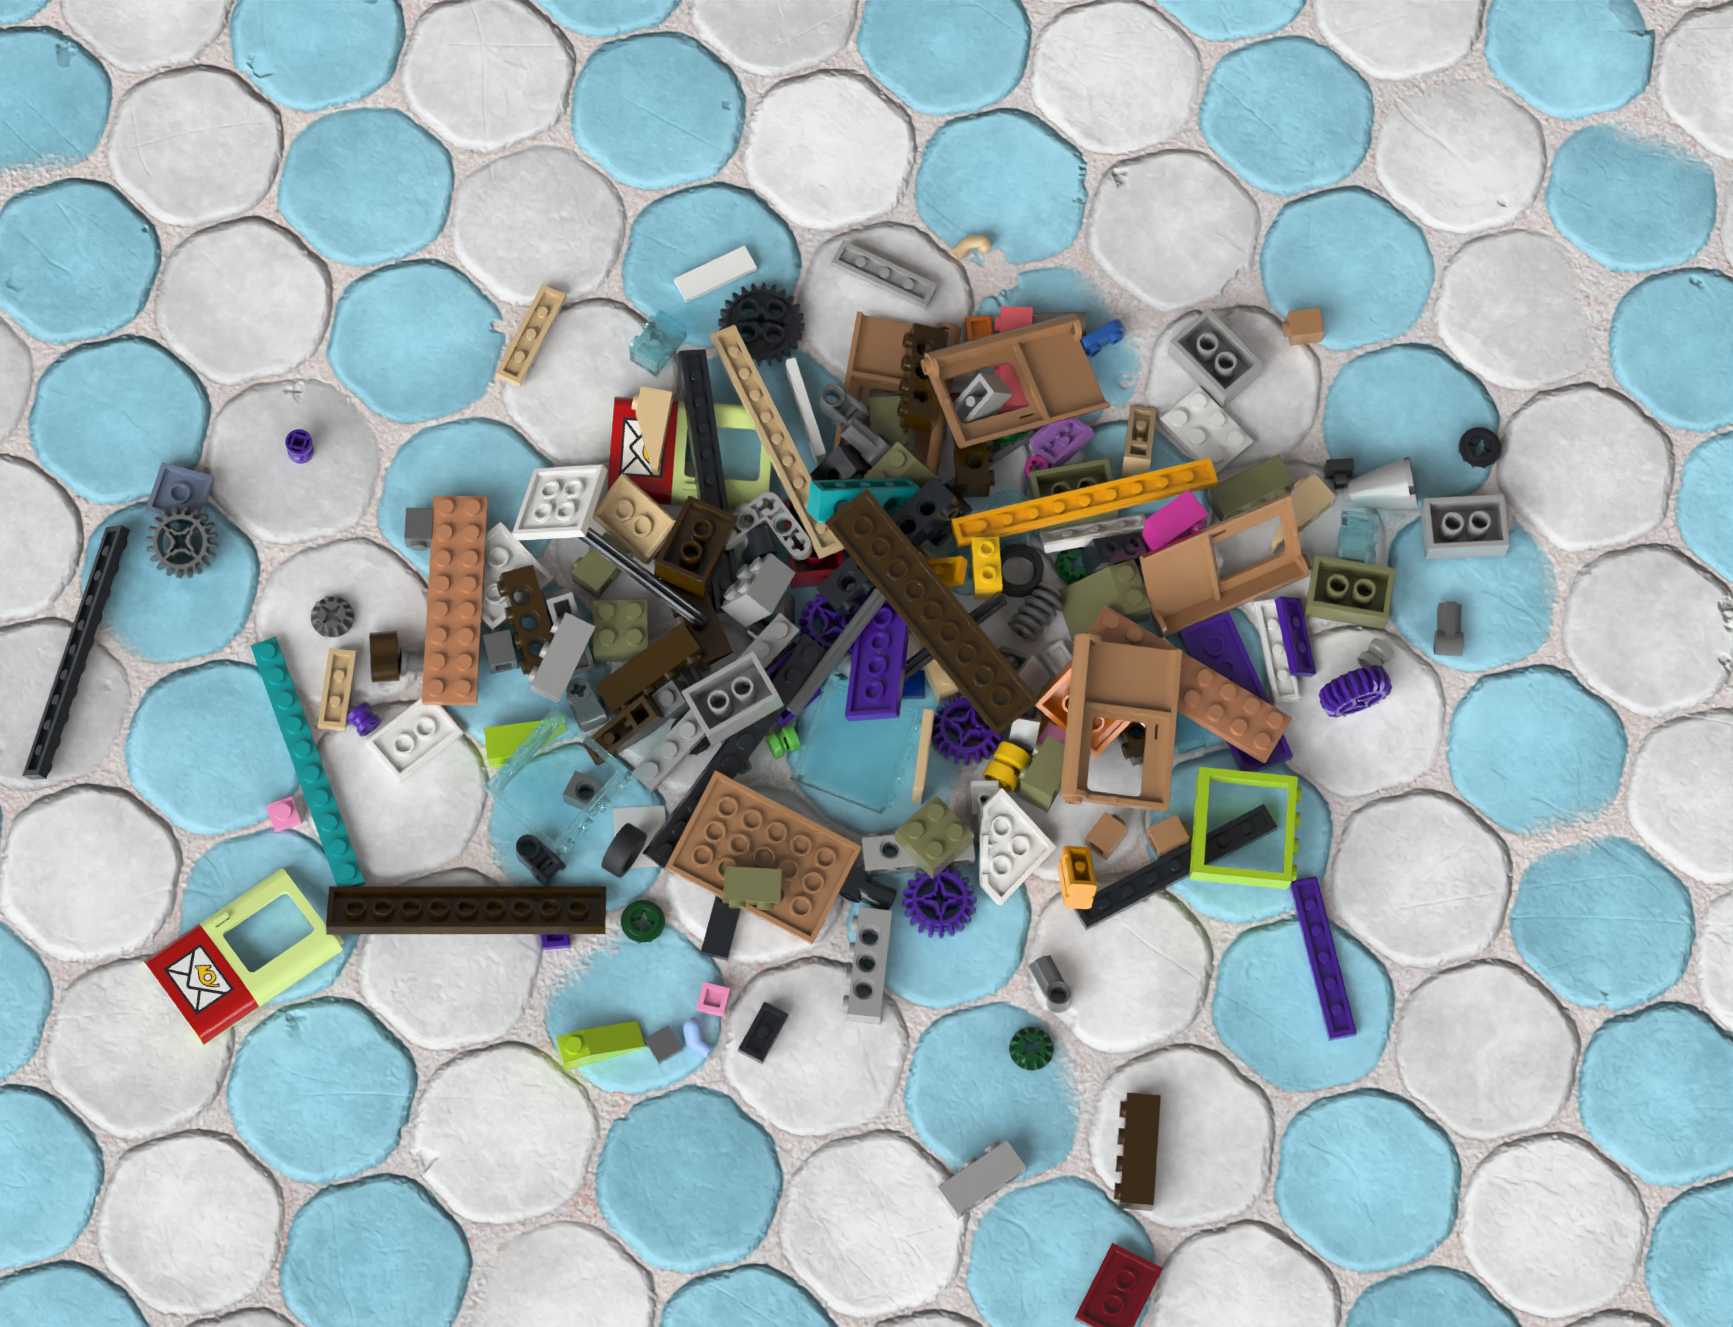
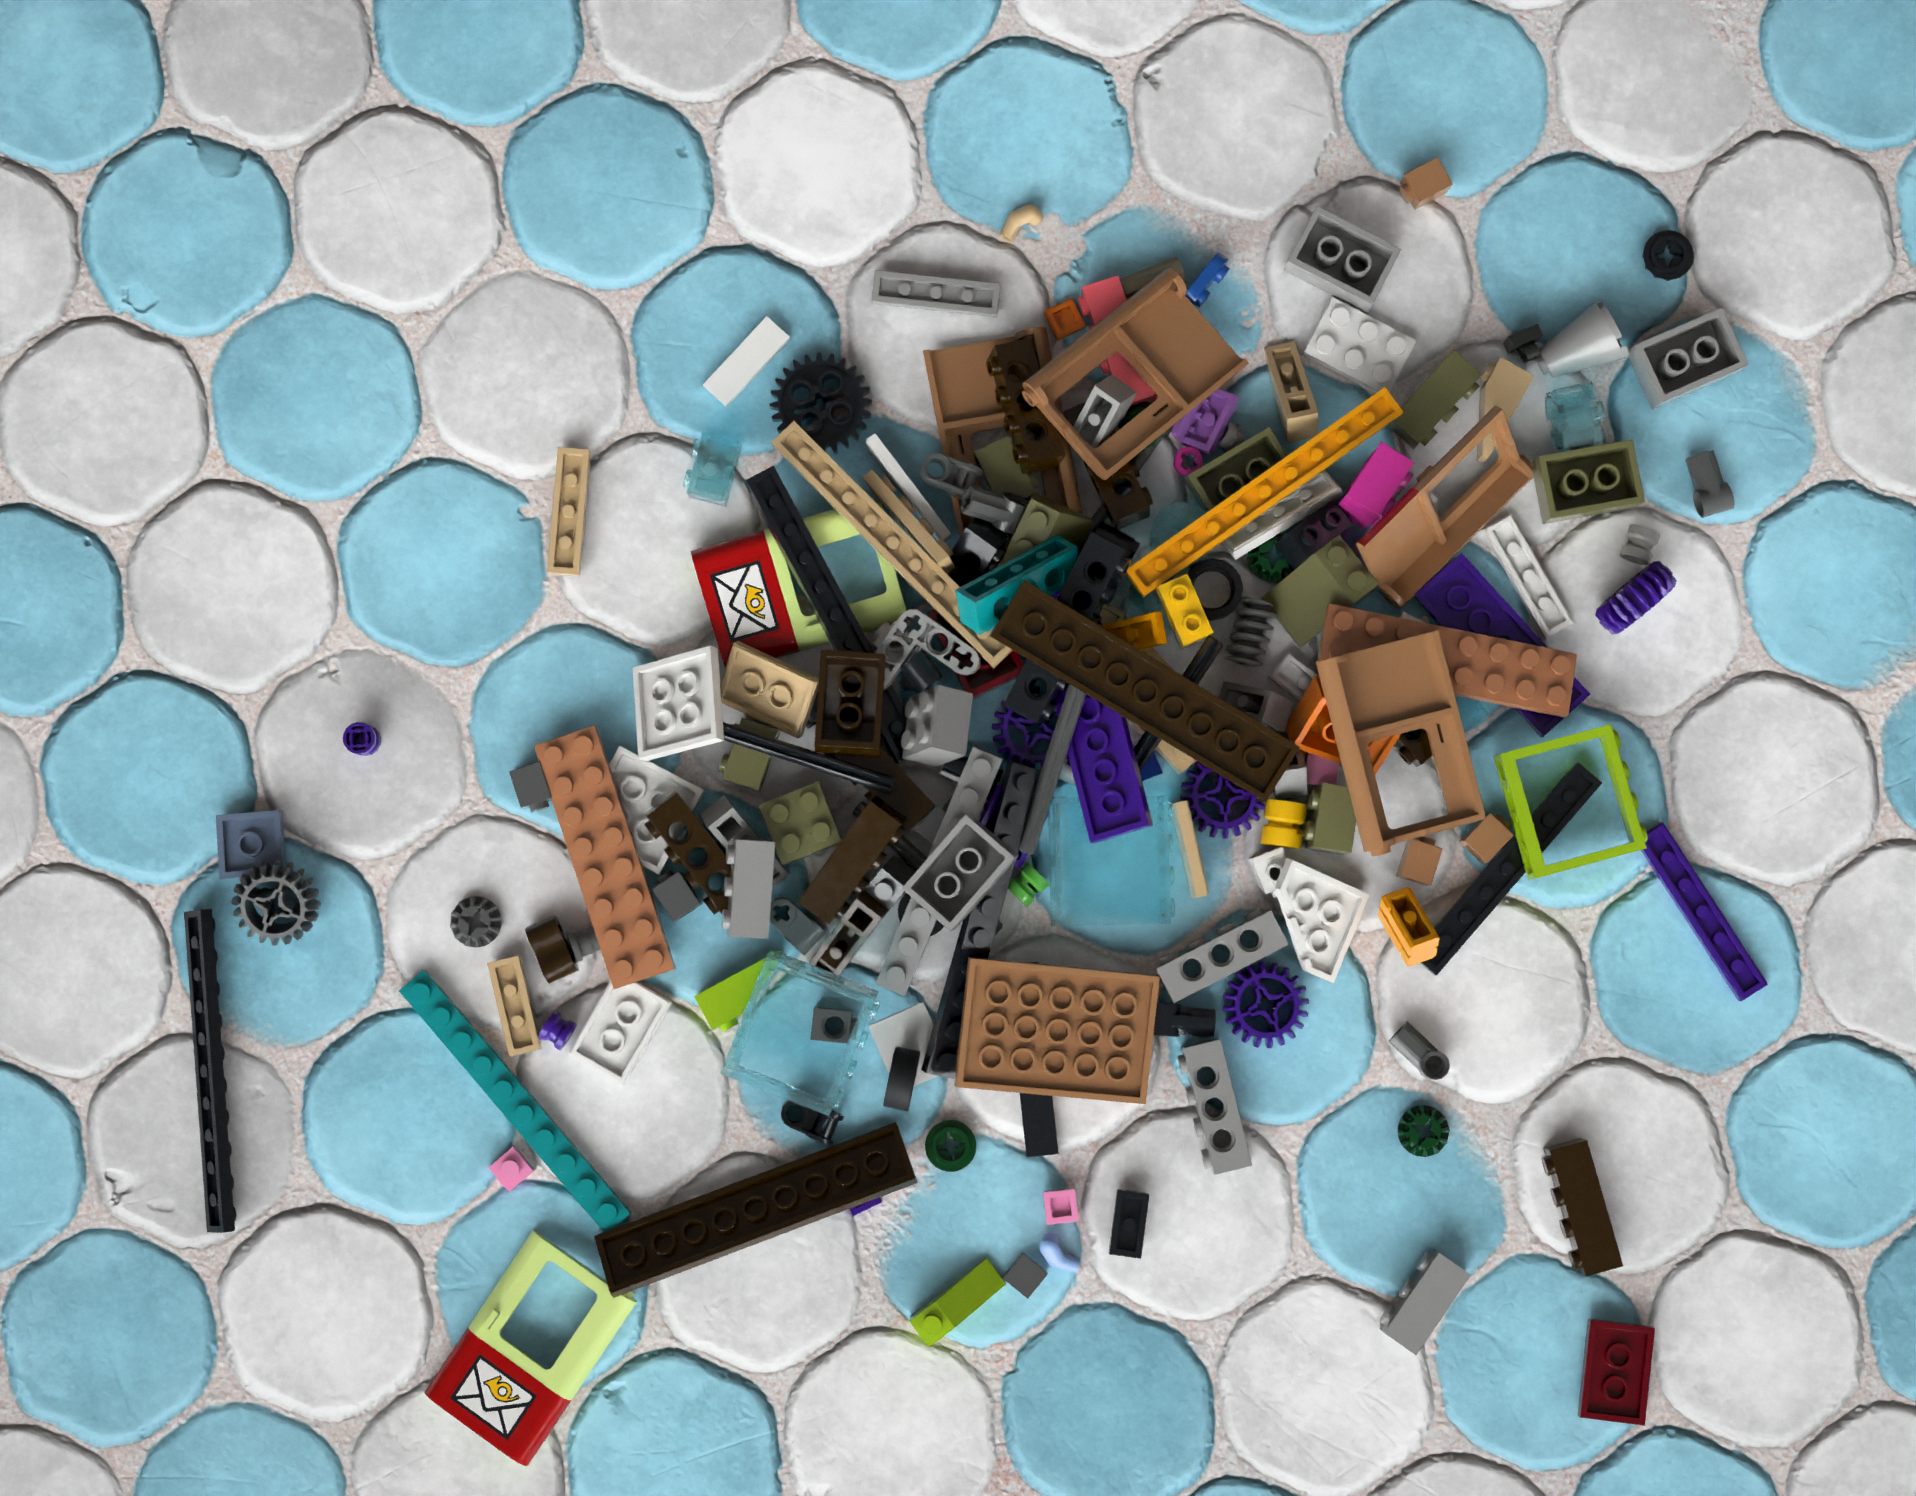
camera: 15 degrees left, 15 degrees up
(653, 415) = (744, 567): tan slope -> none
(752, 887) = (1060, 1075): olive brick -> none
(786, 607) = (976, 731): dark grey tile -> none
(794, 424) = (902, 512): none -> tan plate
(934, 836) = (1239, 943): olive brick -> none
(1295, 636) = (1543, 553): dark purple tile -> none

